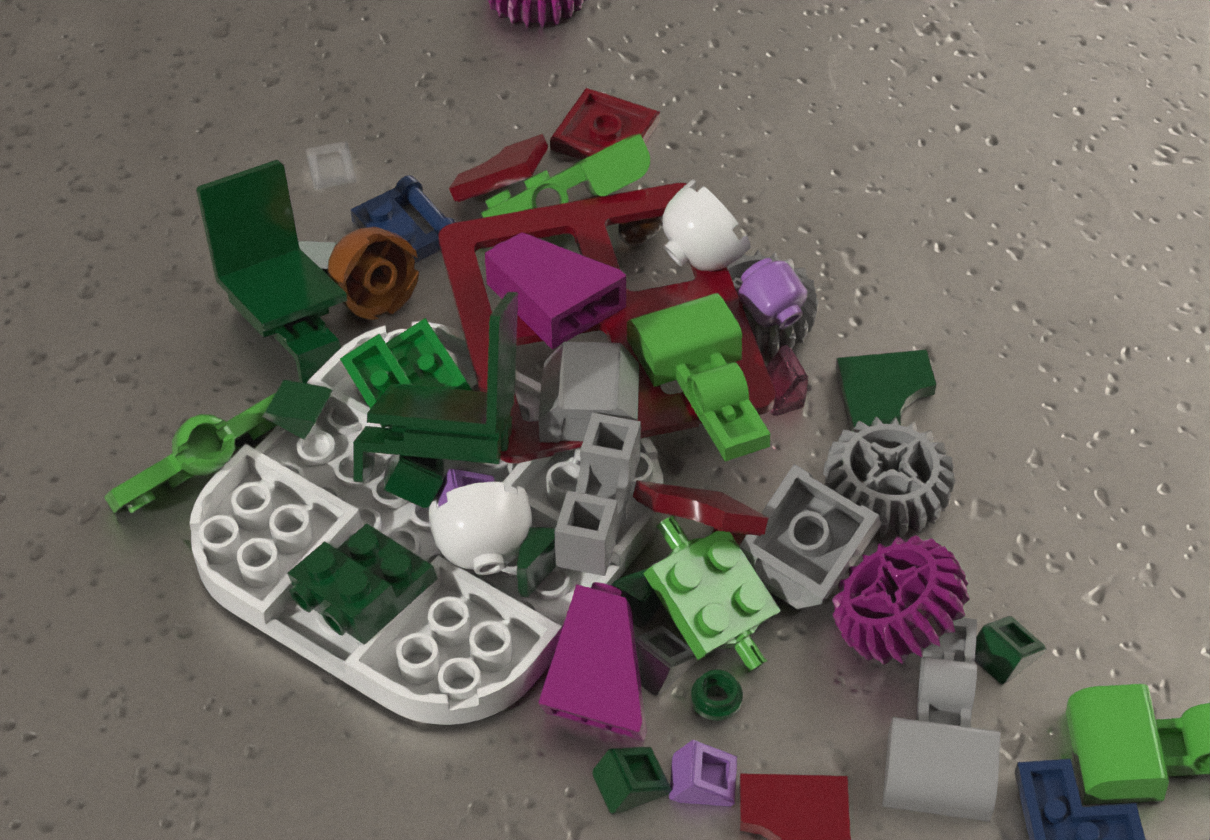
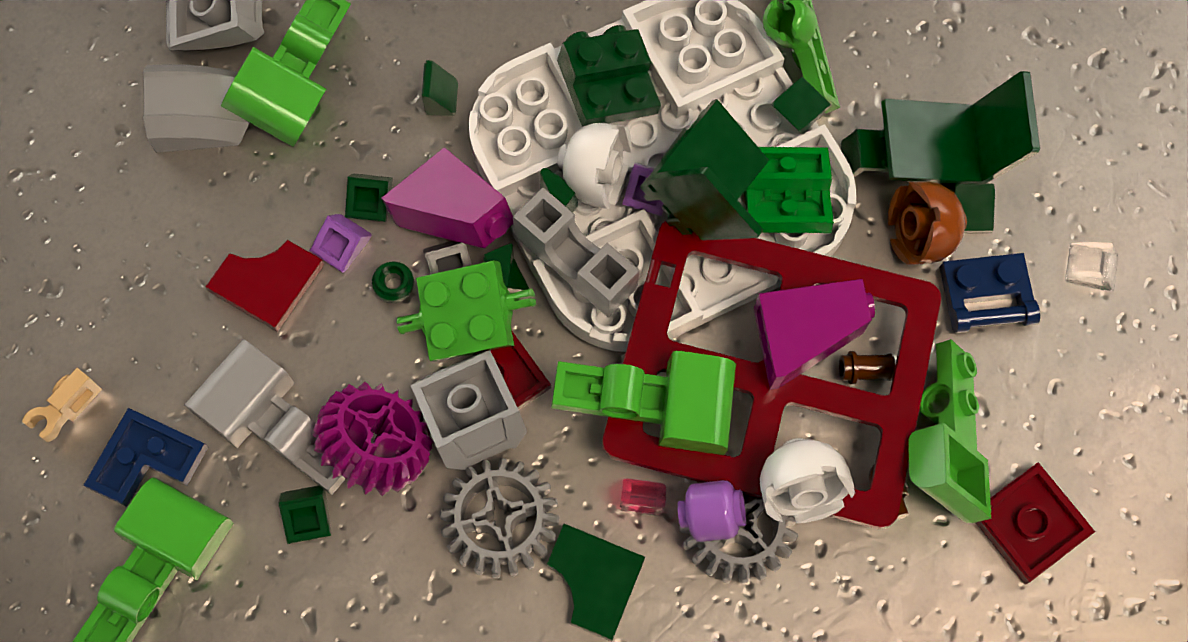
camera: 115 degrees right, 20 degrees up
(461, 774) = (439, 90): none -> dark green slope
(507, 167) = (1007, 396): dark red tile -> none
(582, 381) = (683, 303): light grey slope -> none
(702, 506) = (533, 335): dark red tile -> none

